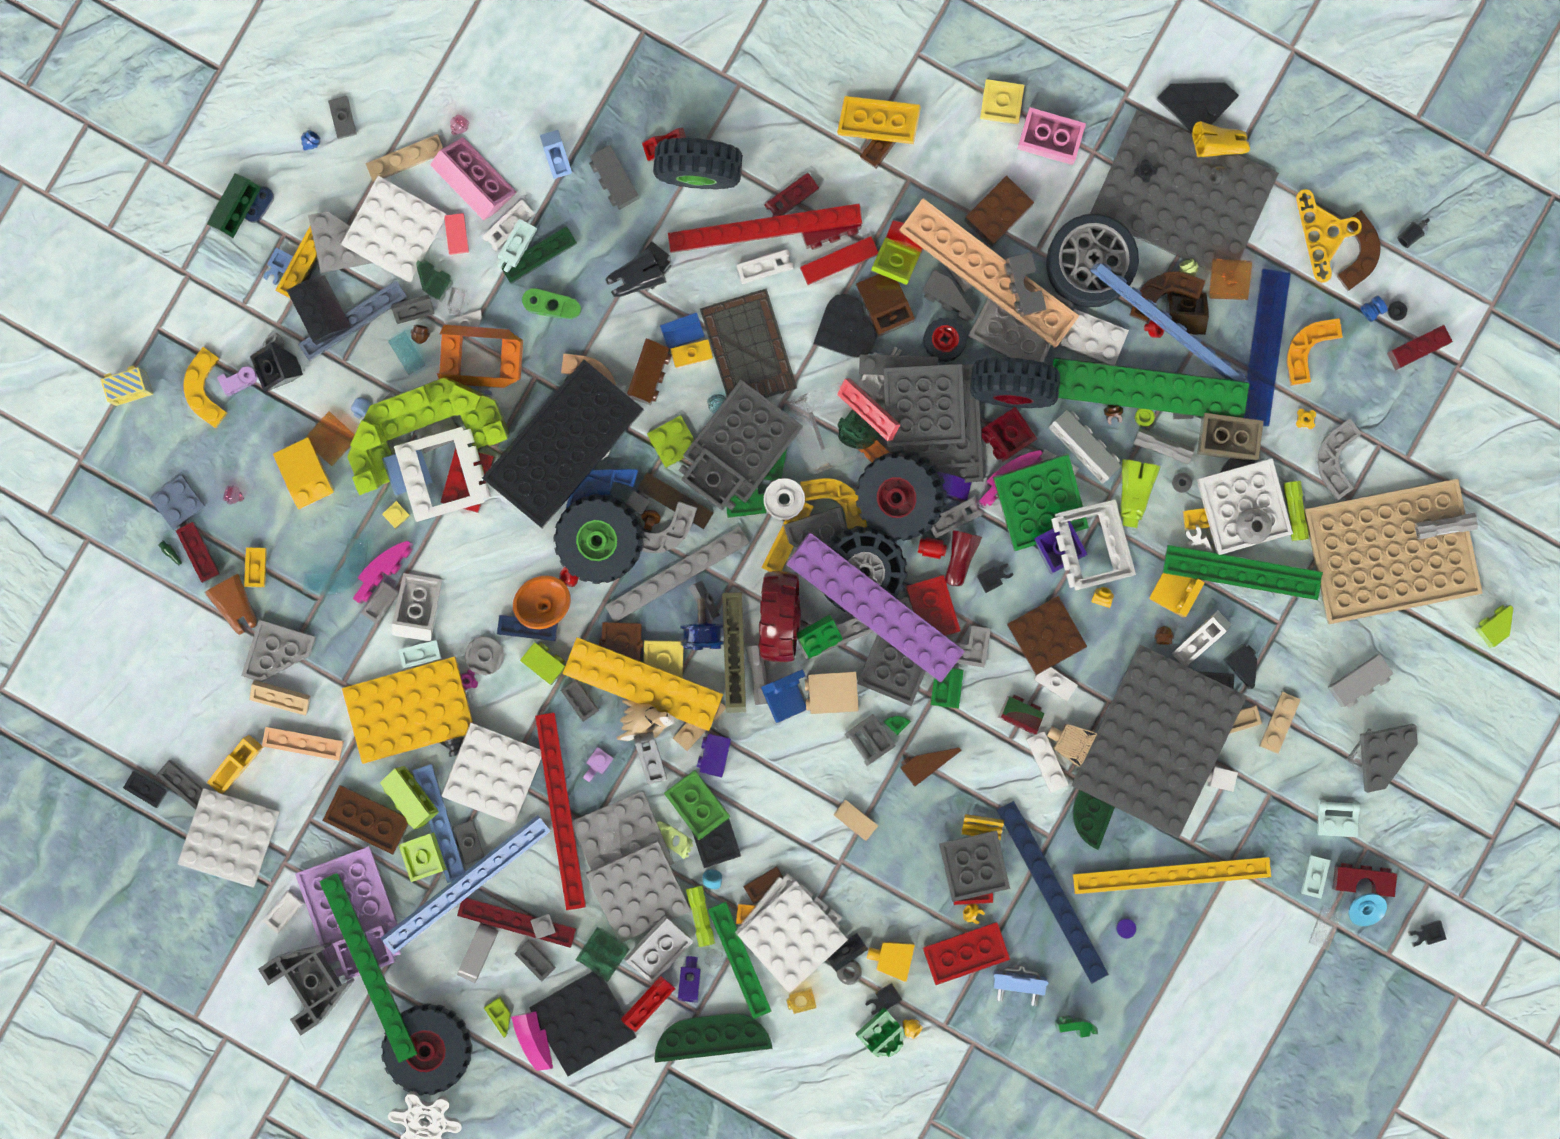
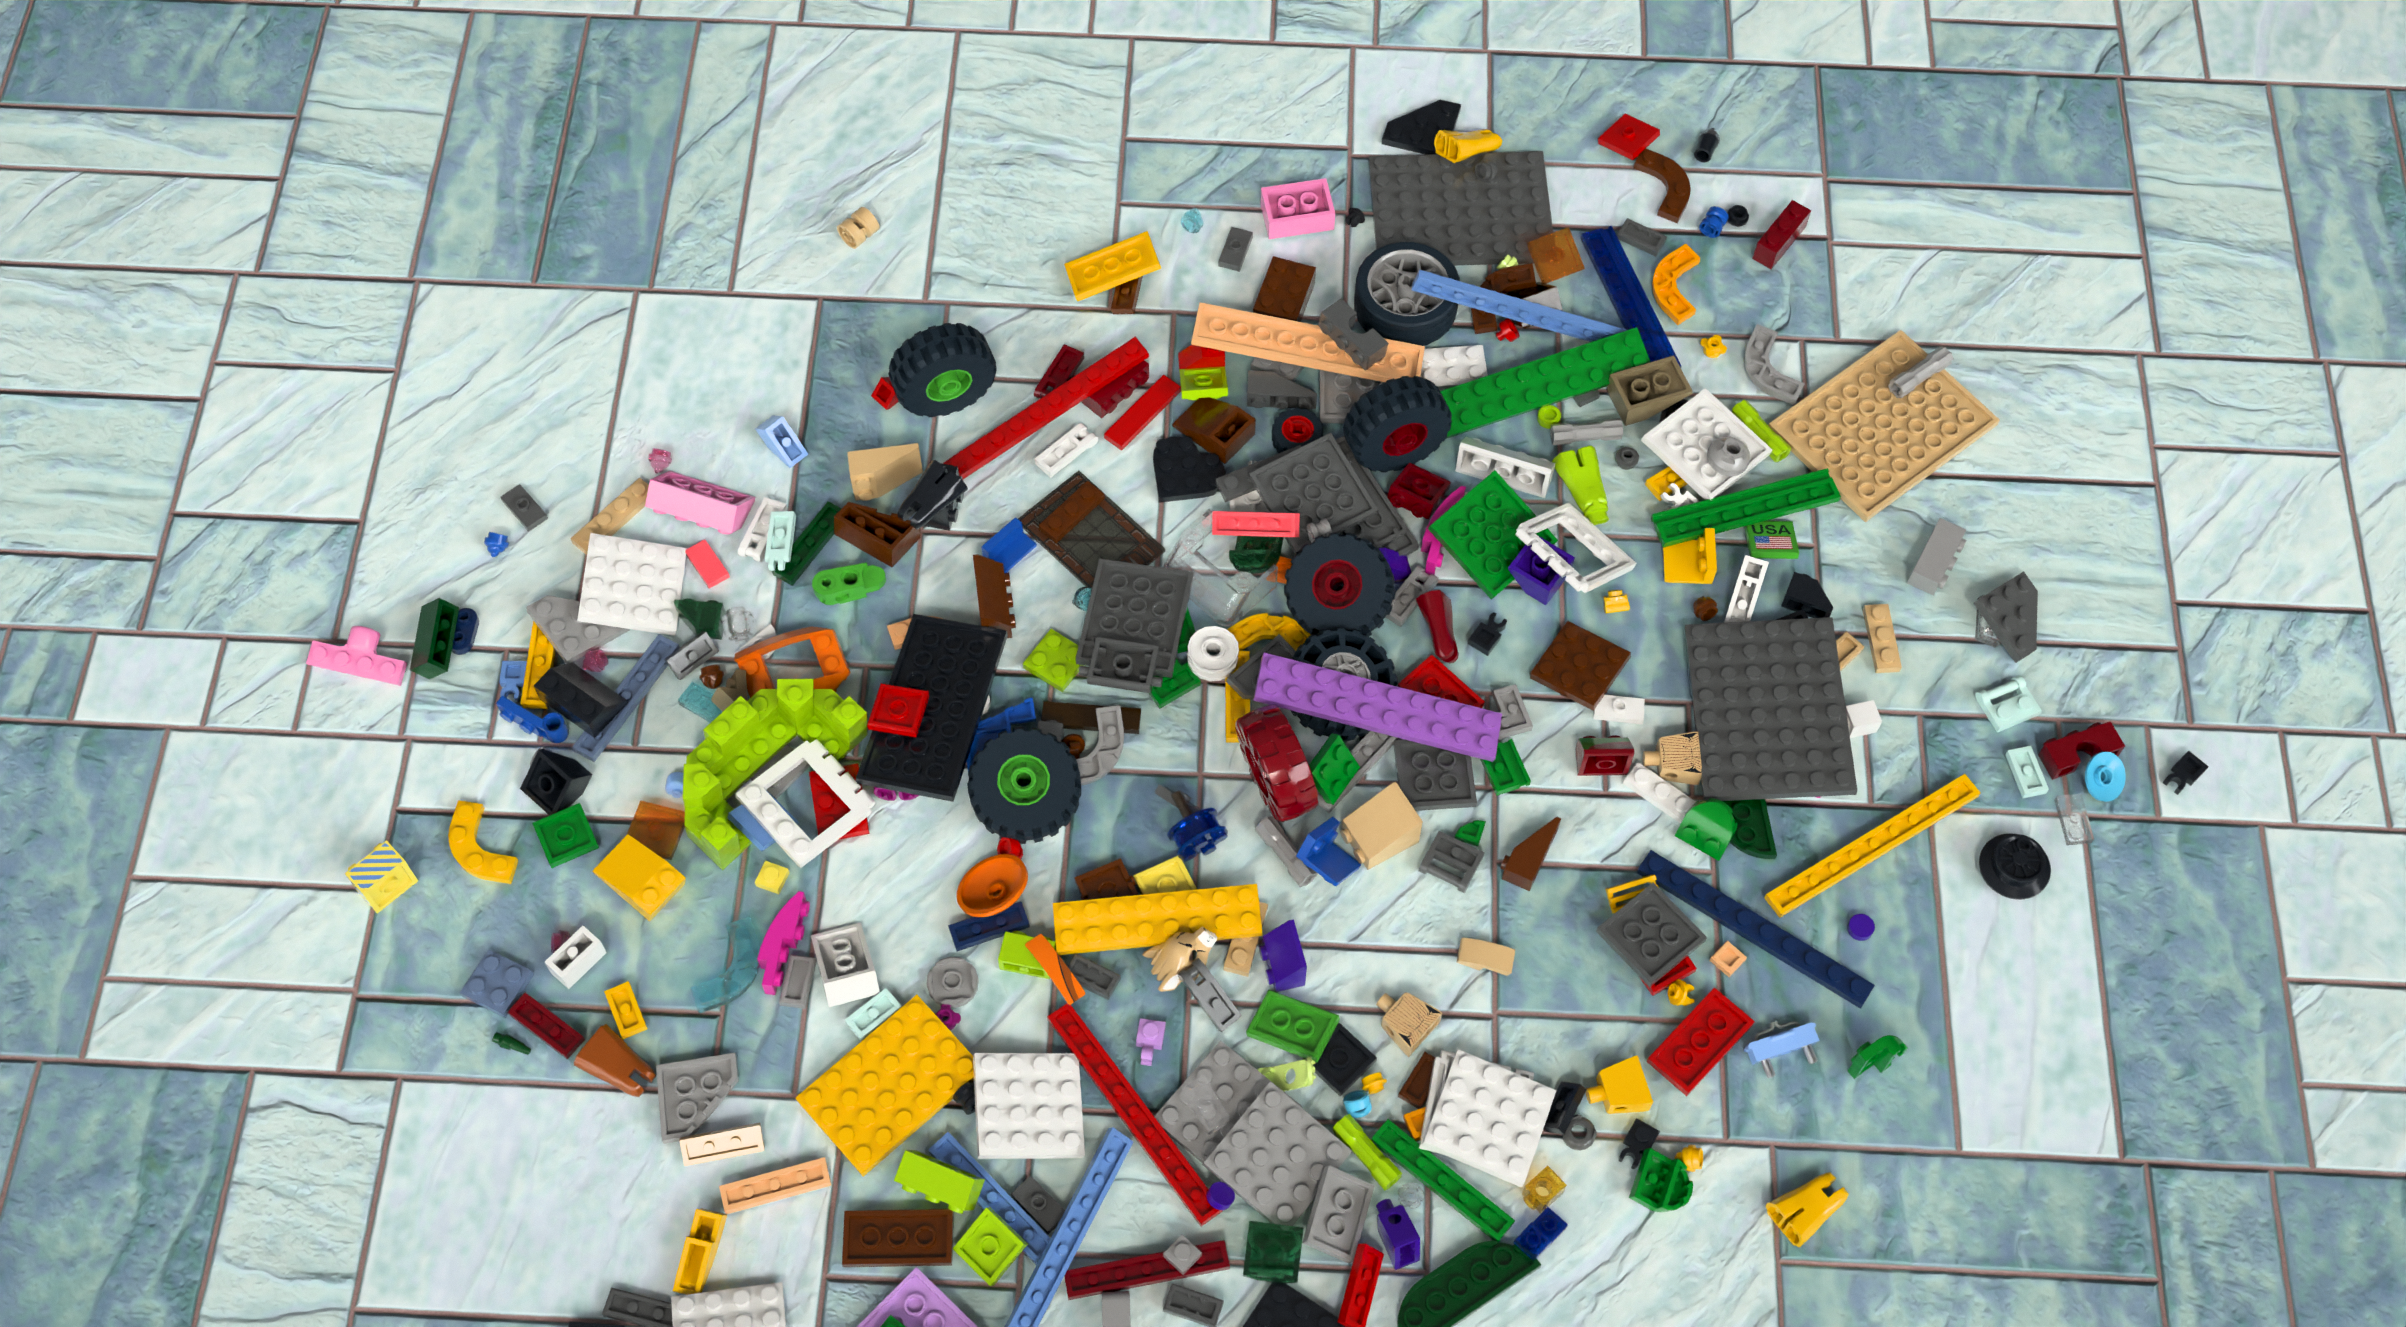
camera: 25 degrees left, 25 degrees down
(174, 192) = (358, 657): none -> bright pink plate
(236, 513) = (575, 957): none -> white brick
(238, 381) = (516, 818): lavender leg -> none
(266, 412) = (565, 835): none -> green plate
(276, 309) = (531, 723): none -> blue plate
(343, 278) = (595, 660): none -> clear pink plate
(426, 366) = (735, 687): none -> dark tan slope
(534, 439) = (898, 710): none -> red plate
(555, 685) = (1055, 968): none -> orange sticker
(587, 899) = (1220, 1196): none -> dark purple tile
(588, 272) = (875, 533): none -> reddish brown wedge
(613, 177) = (853, 431): dark grey brick -> none
(614, 222) = (882, 469): none -> tan slope
(677, 574) = (1133, 792): light grey plate -> none
(691, 353) = (1031, 566): yellow plate -> none
(730, 871) = (1373, 1083): none -> yellow plate
(734, 652) = (1247, 843): olive slope -> none
(742, 323) = (1071, 512): none -> reddish brown plate
(776, 840) = (1408, 1020): none -> tan torso
(783, 1028) = (1540, 1234): none -> clear blue slope
(909, 443) = (1321, 528): none -> light grey wheel
(932, 548) = (1403, 634): red brick -> none
(964, 105) = (1192, 221): none -> clear light blue tile
(968, 1099) = (1805, 1208): none -> yellow piece
(986, 145) = (1235, 249): none -> dark grey plate
(1002, 101) = (1229, 204): light yellow plate -> none
(1021, 904) = (1728, 958): none -> light nougat tile
(1062, 807) = (1708, 827): none -> green slope
(1094, 162) = (1355, 217): none -> black piece
(1113, 411) = (1514, 422): reddish brown plate -> none
(1139, 171) = (1411, 192): black plate -> none
(1247, 607) = (1772, 540): none -> bright green tile
(1260, 940) = (2015, 866): none -> black wheel
(1309, 293) = (1641, 237): none -> dark grey plate
(1321, 224) = (1613, 174): yellow beam -> none
(1355, 193) = (1629, 136): none -> red plate
(1496, 628) = (2037, 445): lime slope -> none

